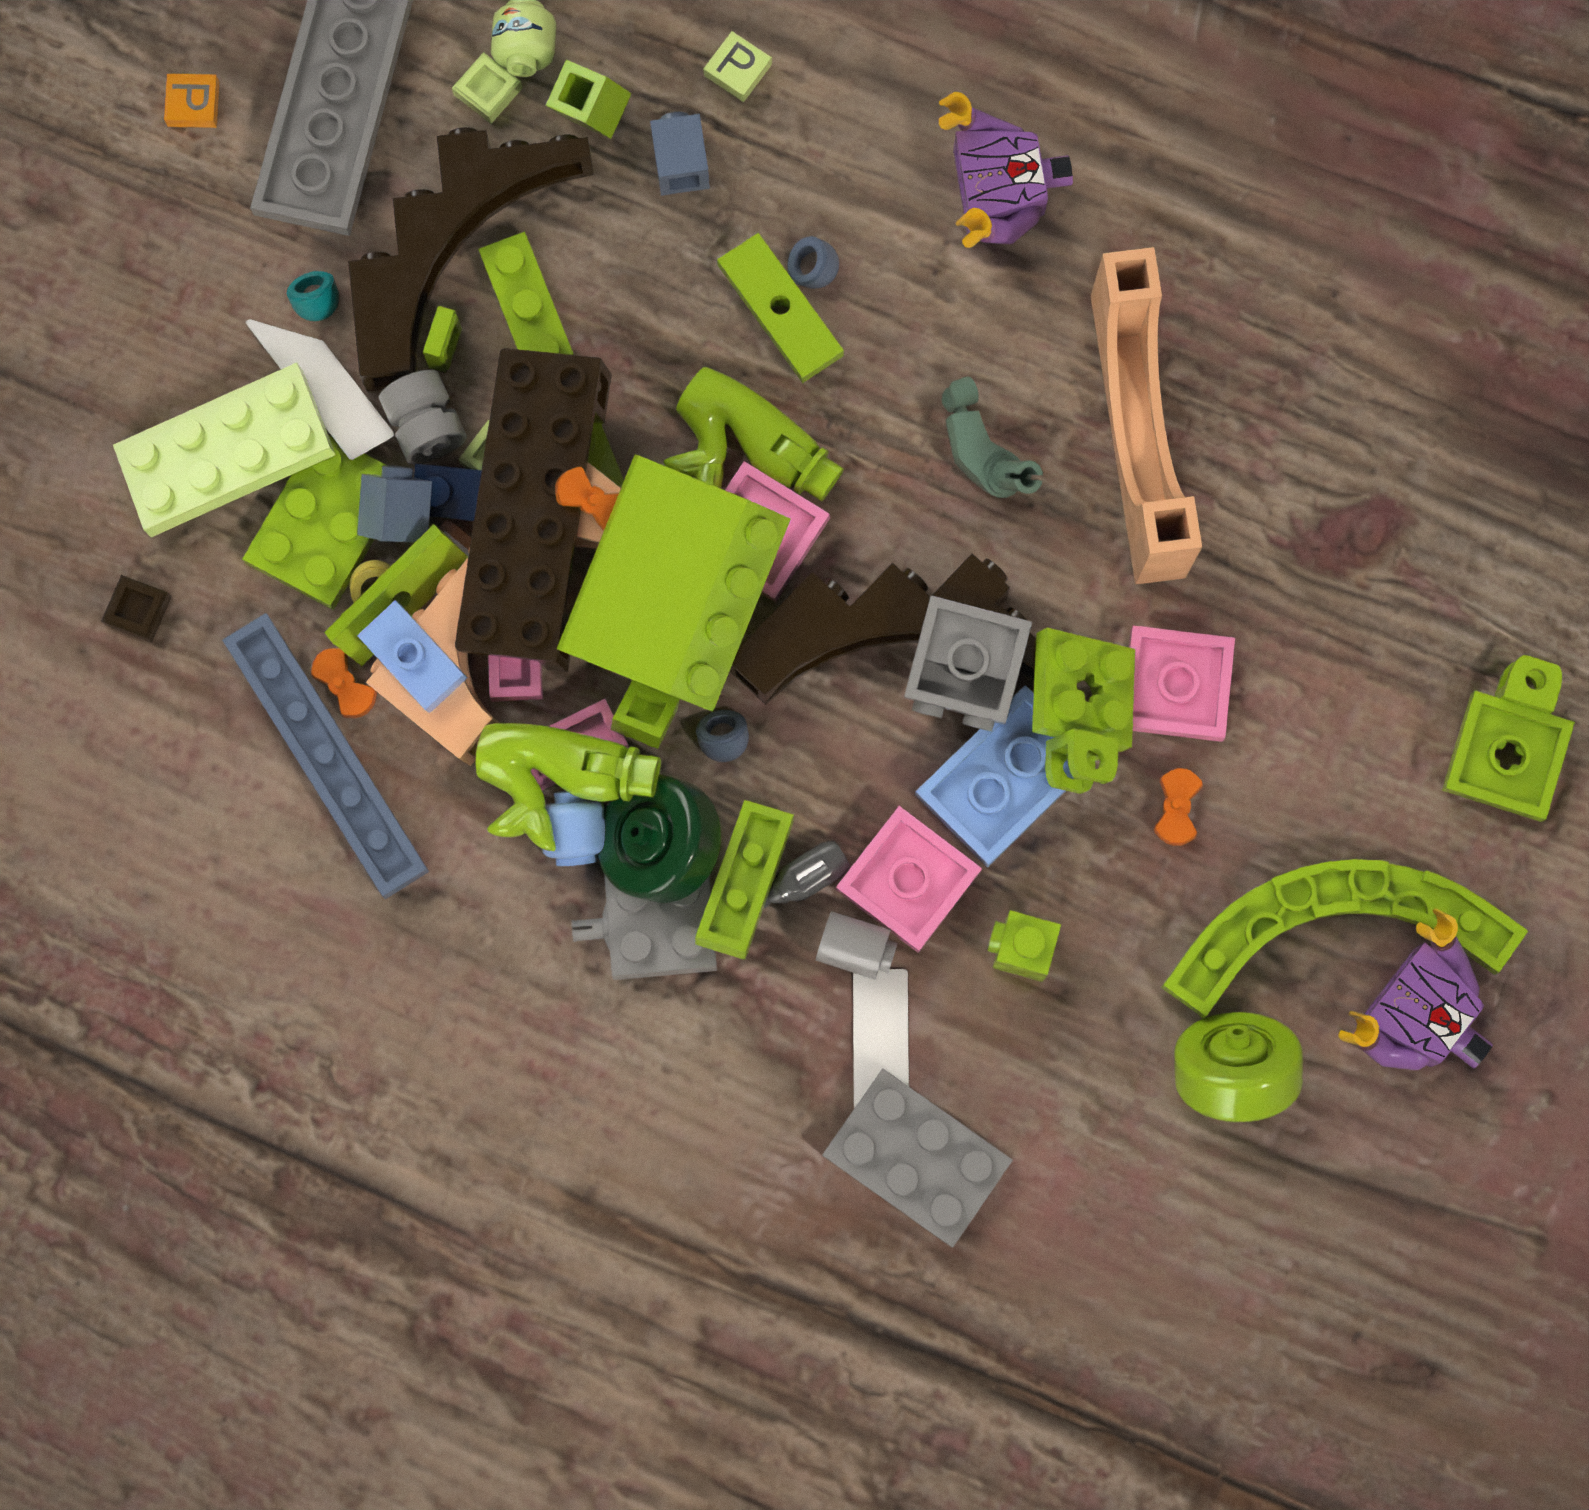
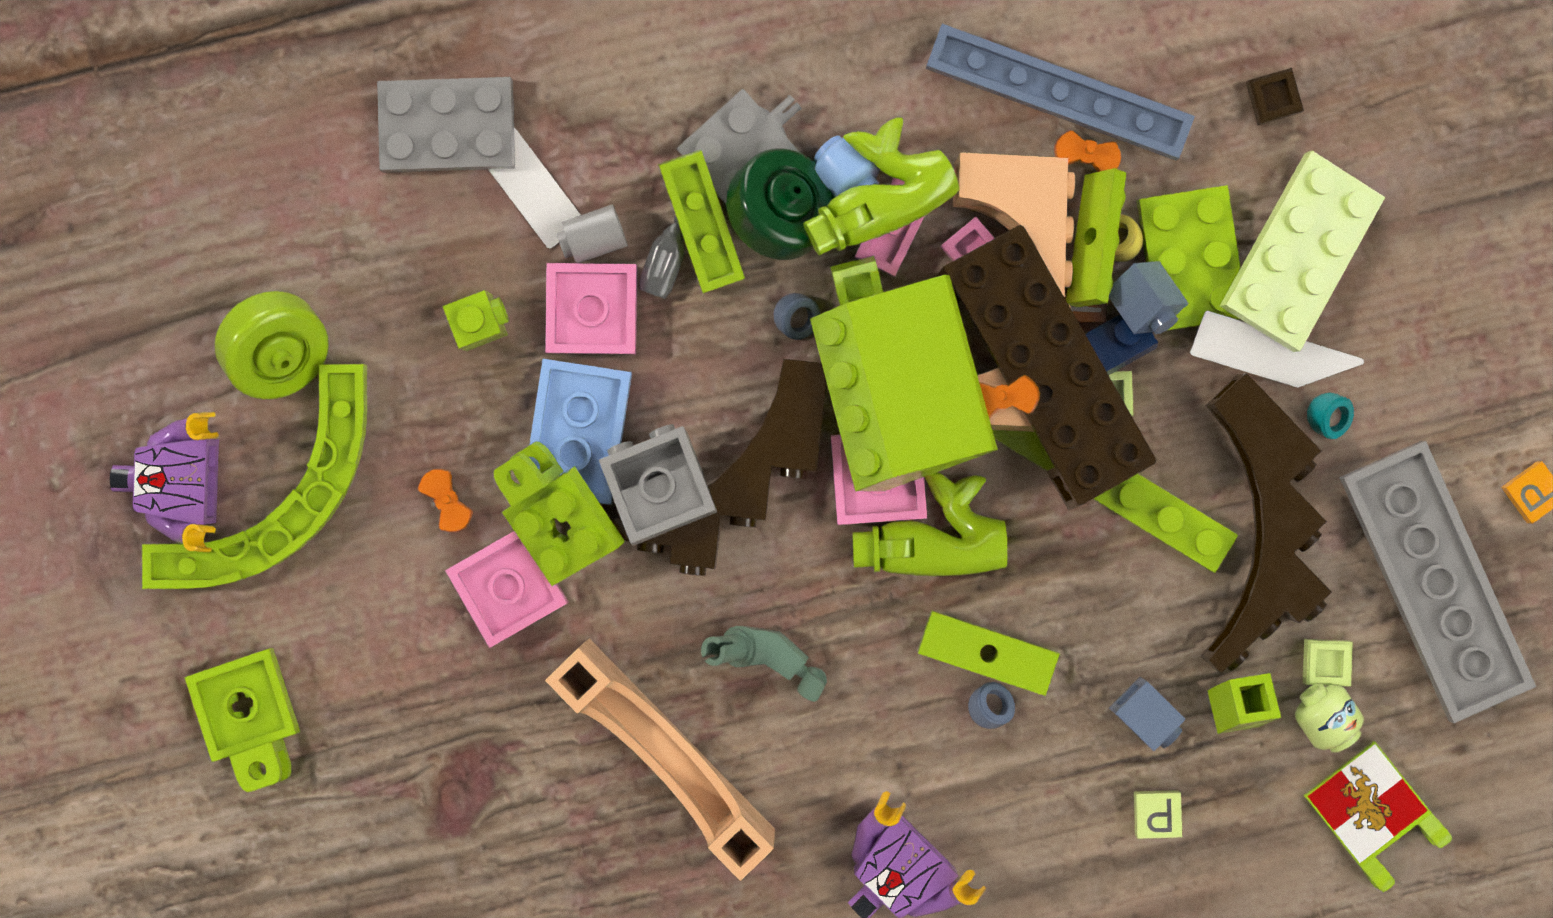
camera: 145 degrees right, 10 degrees up
(412, 656) = (1048, 197): light blue plate -> none
(419, 409) = (1180, 380): light grey wheel -> none
(442, 339) = (1210, 448): lime tile -> none

